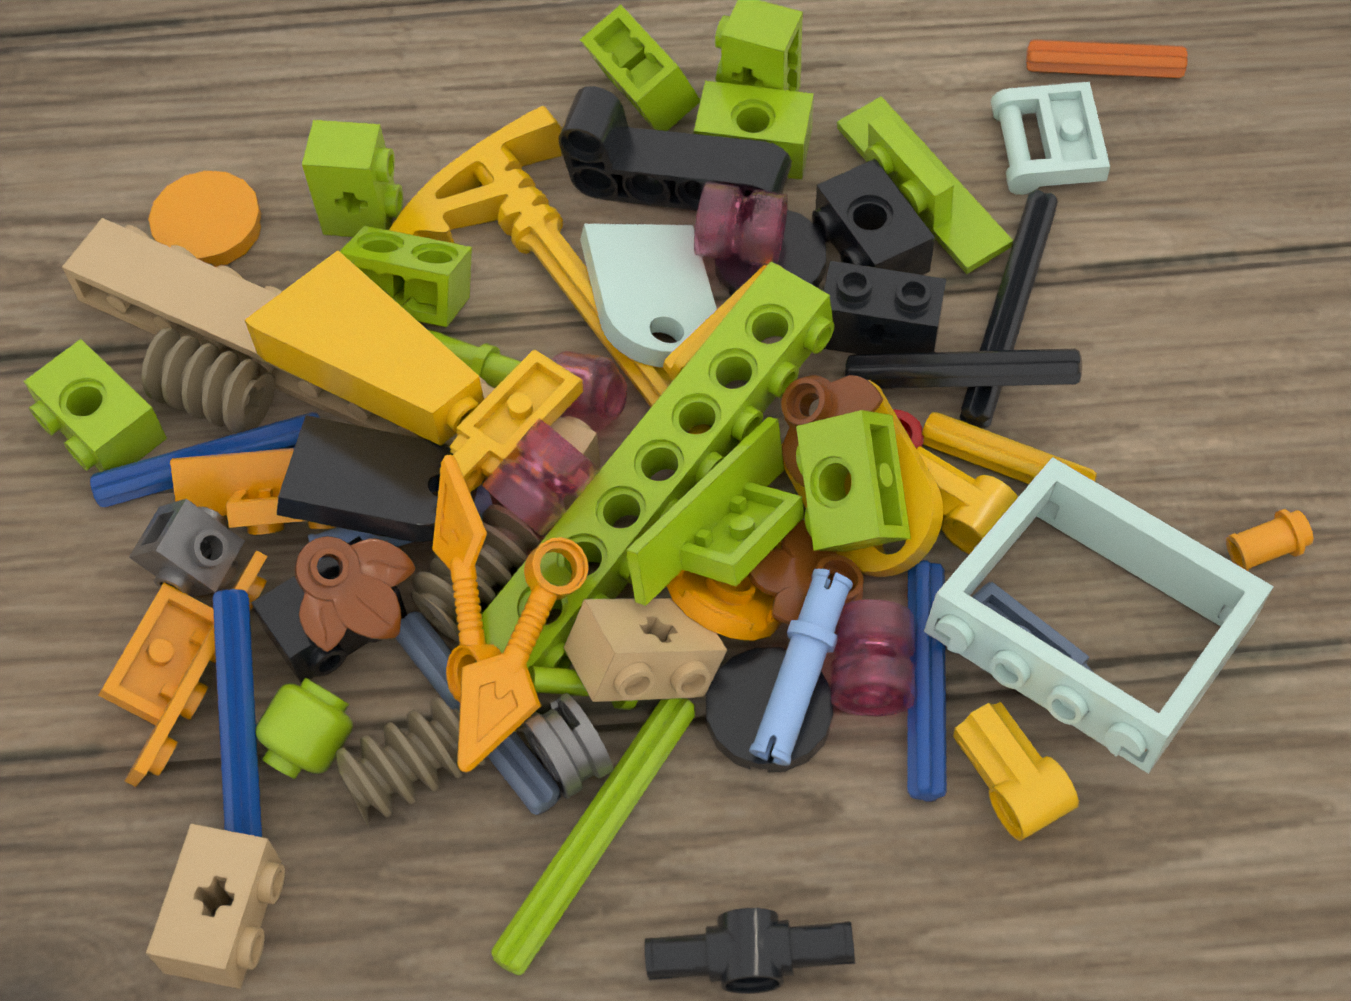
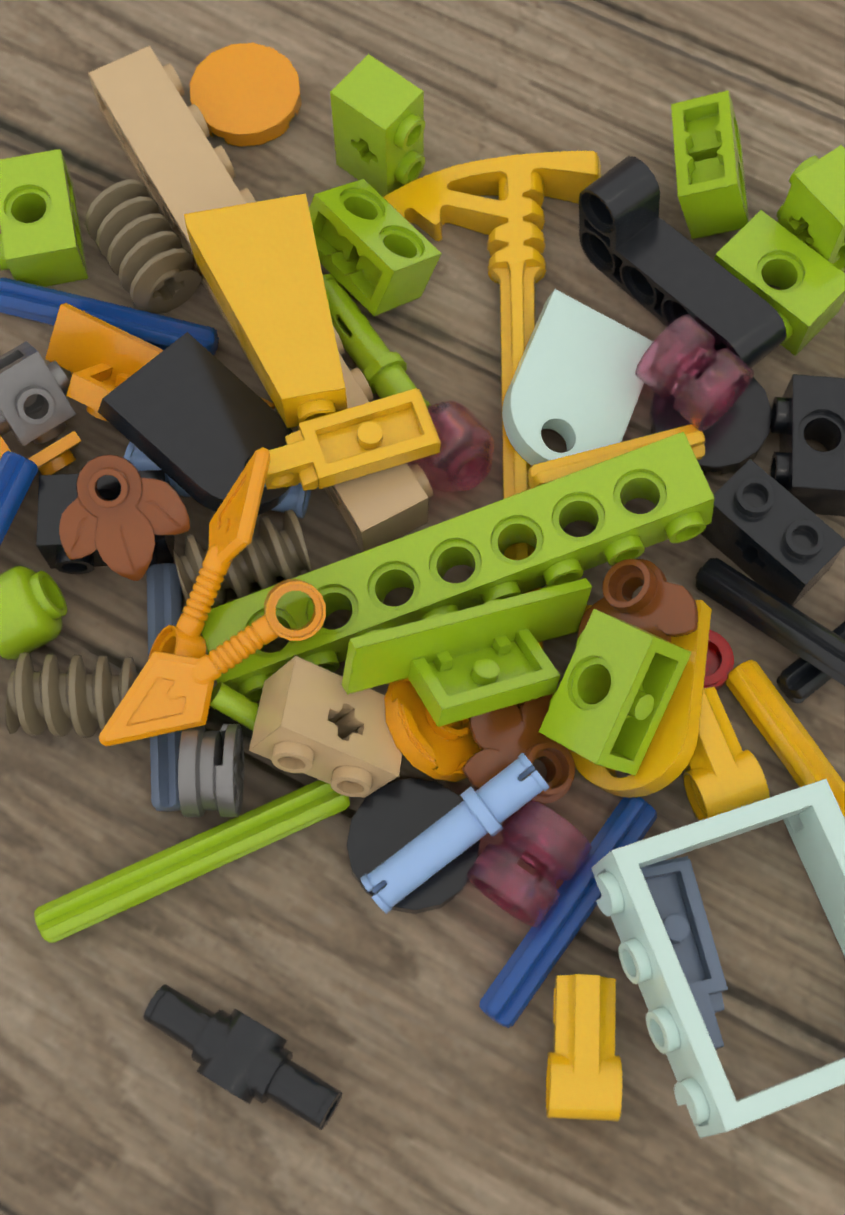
camera: 30 degrees right, 10 degrees up
(540, 477) = (333, 517): clear pink wheel -> none

